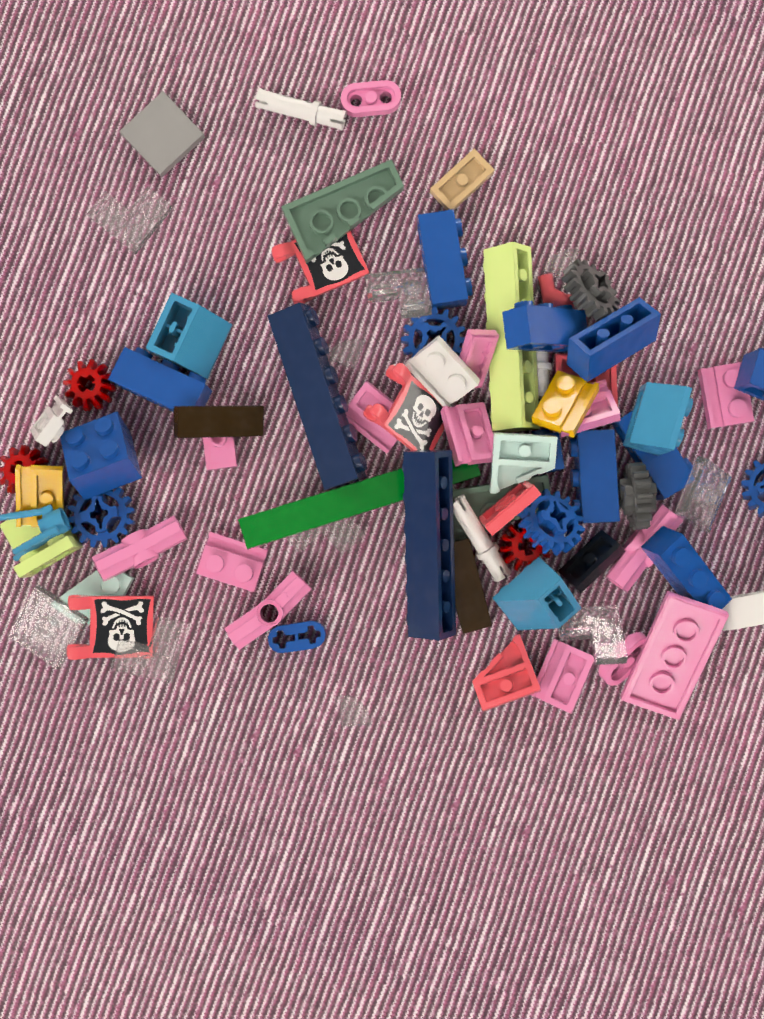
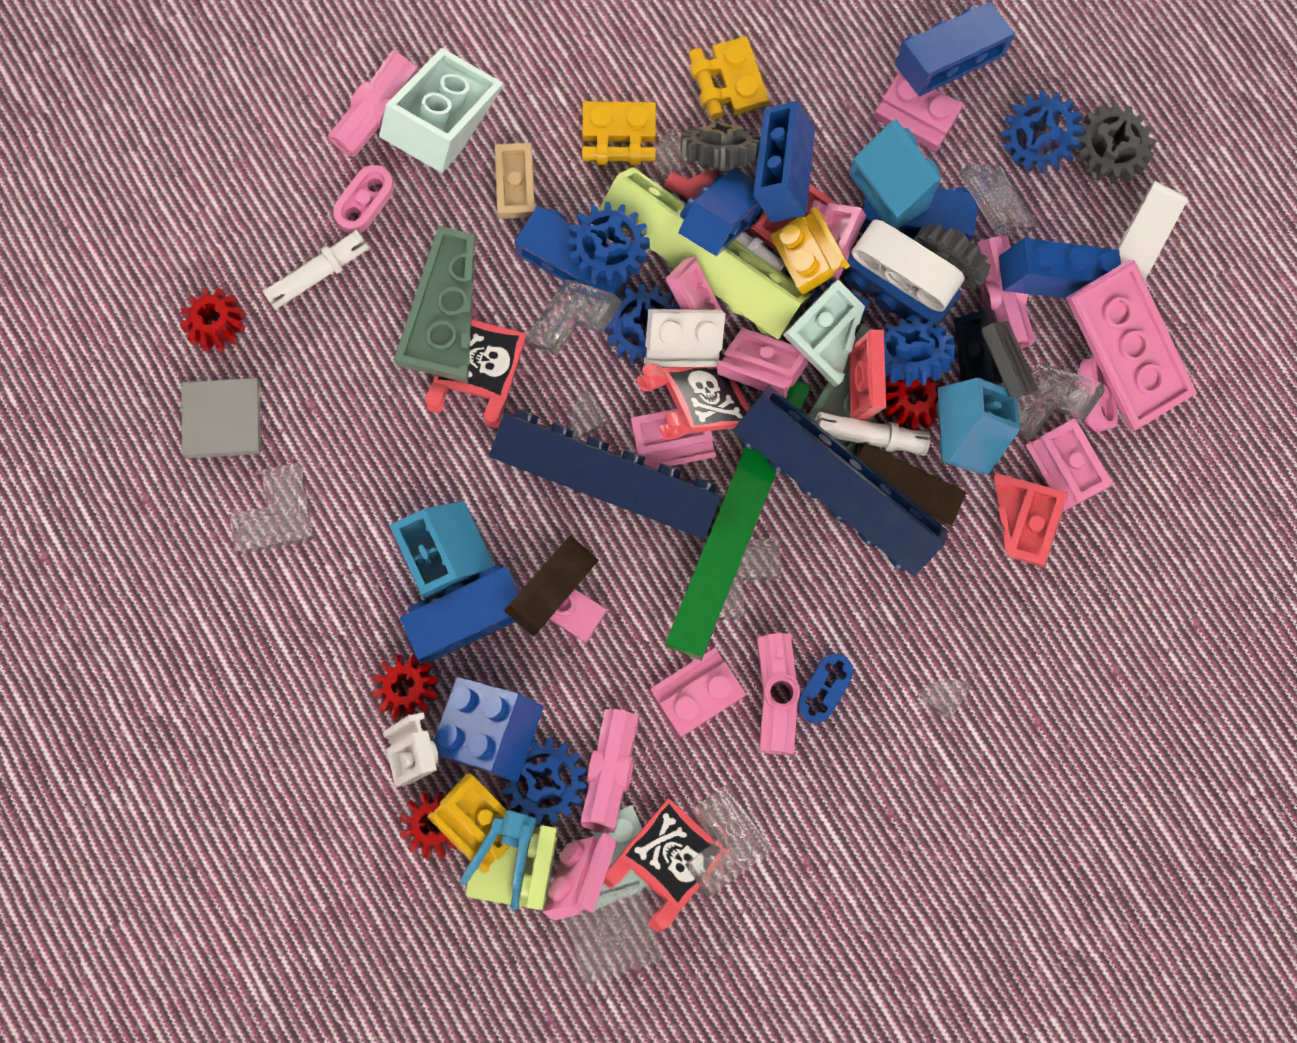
camera: 55 degrees left, 10 degrees down
(58, 583) = (579, 877): none -> bright pink plate
(213, 64) = (219, 331): none -> red gear
(438, 50) = (369, 104): none -> bright pink piece
(469, 93) = (439, 109): none -> light aqua slope
(473, 268) = (611, 228): none -> blue gear
(557, 214) = (619, 123): none -> yellow plate
(598, 586) = (1009, 359): none -> dark grey tile
(606, 473) = (908, 265): none -> white beam
(654, 262) = (738, 74): none -> yellow plate

